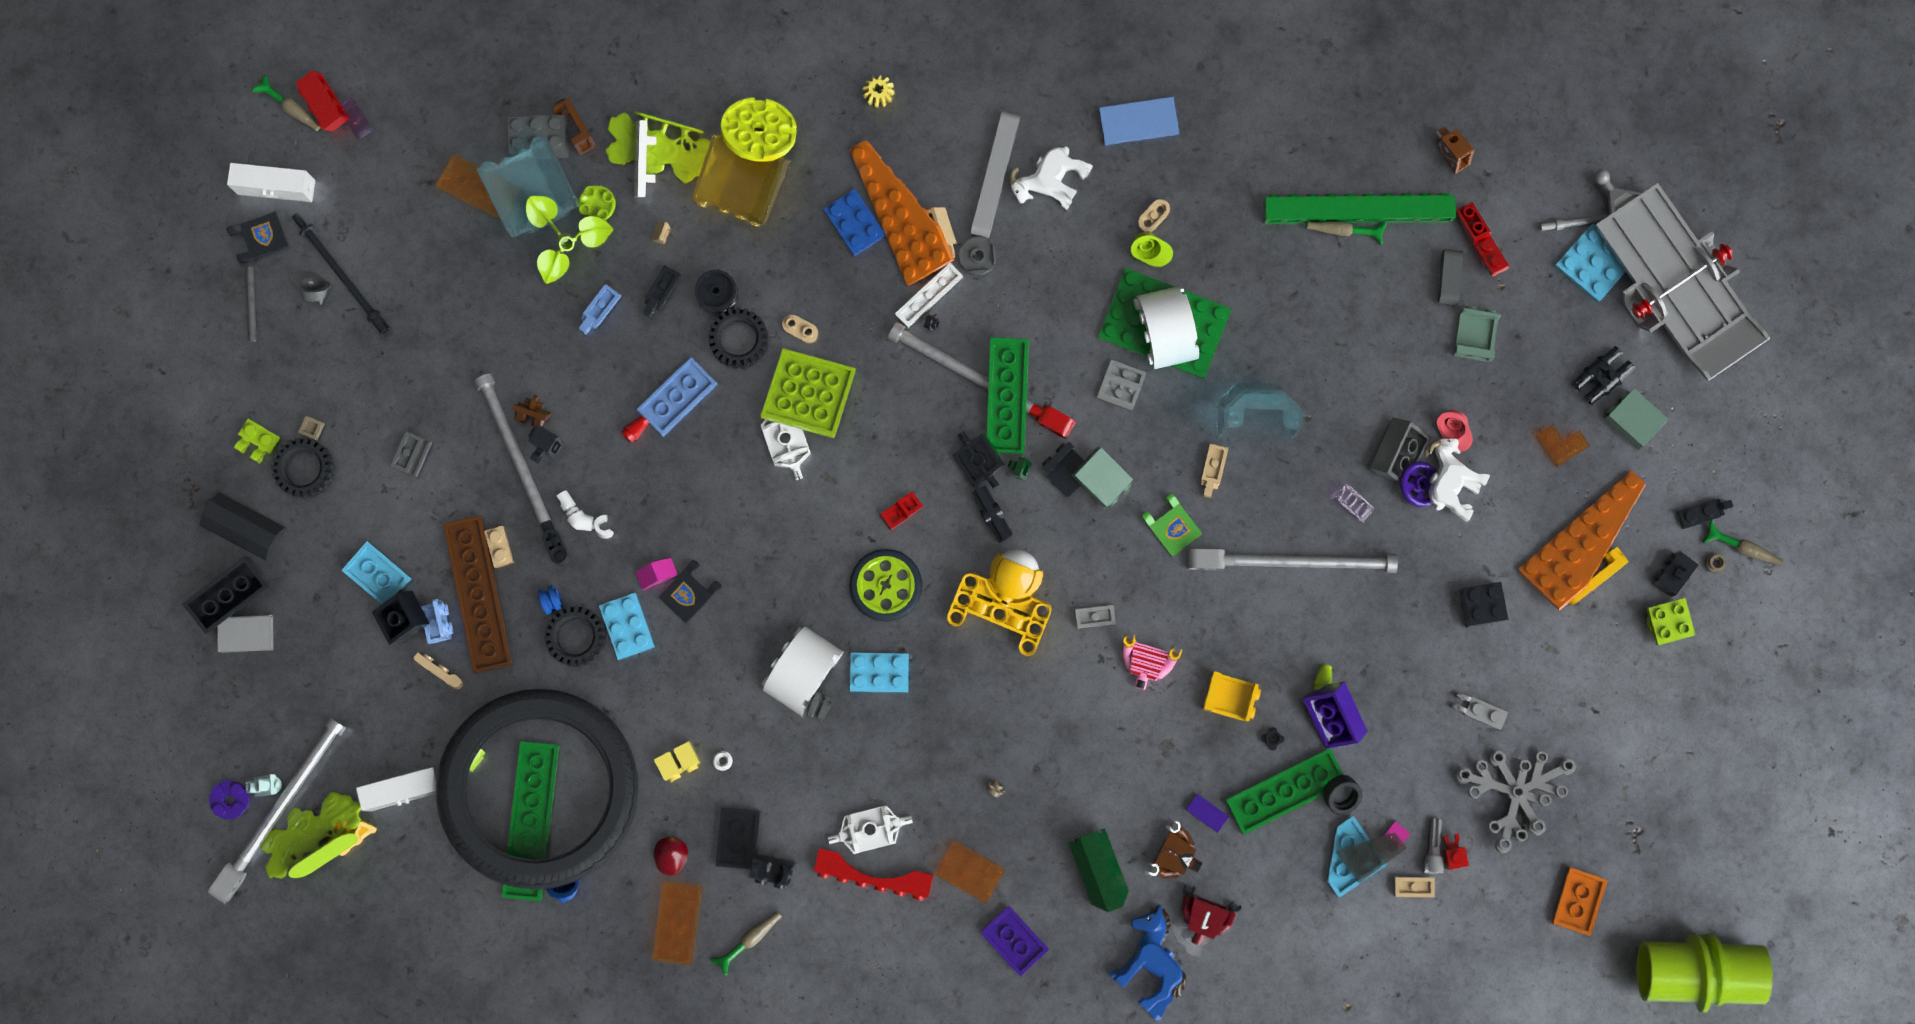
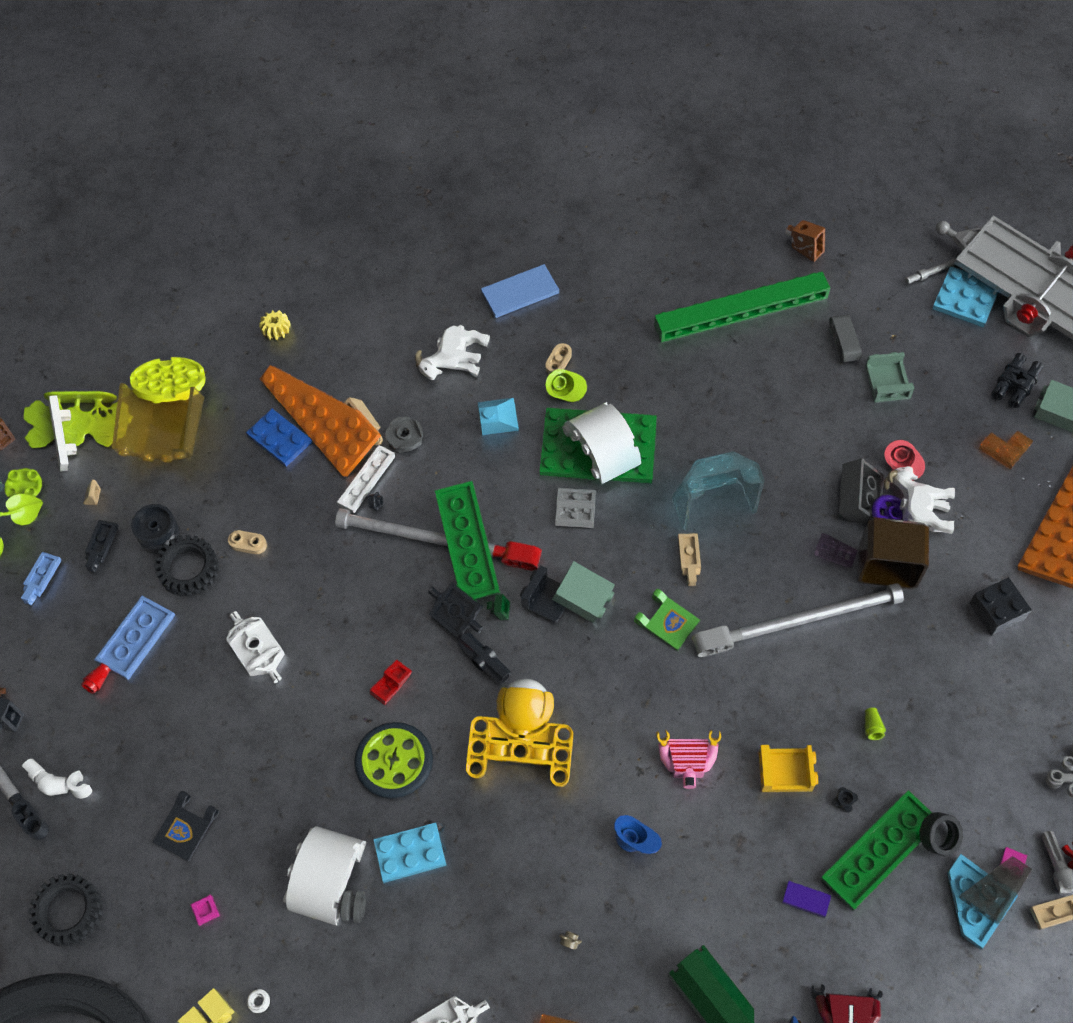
camera: 15 degrees left, 20 degrees down
(549, 599) = (30, 877): blue wheel -> none
(627, 626) = (122, 883): medium azure plate -> none
(656, 573) = (144, 816): dark pink slope -> none
(693, 670) = (205, 910): none -> dark pink tile
(808, 393) = (267, 595): lime plate -> none
(995, 174) = (401, 364): light grey beam -> none
(1075, 261) = (498, 416): none -> medium azure slope
(1078, 718) = (635, 836): none -> blue piece
(1095, 616) = (620, 728): light grey plate -> none
(1175, 854) = (789, 953): reddish brown torso -> none
(1335, 715) = (901, 754): dark purple slope -> none
(1344, 228) = (737, 325): dark tan piece -> none
(1402, 526) = (893, 553): none -> dark brown plate
(1481, 240) = (856, 301): red slope -> none
(1481, 711) = (1042, 710): light grey hinge -> none

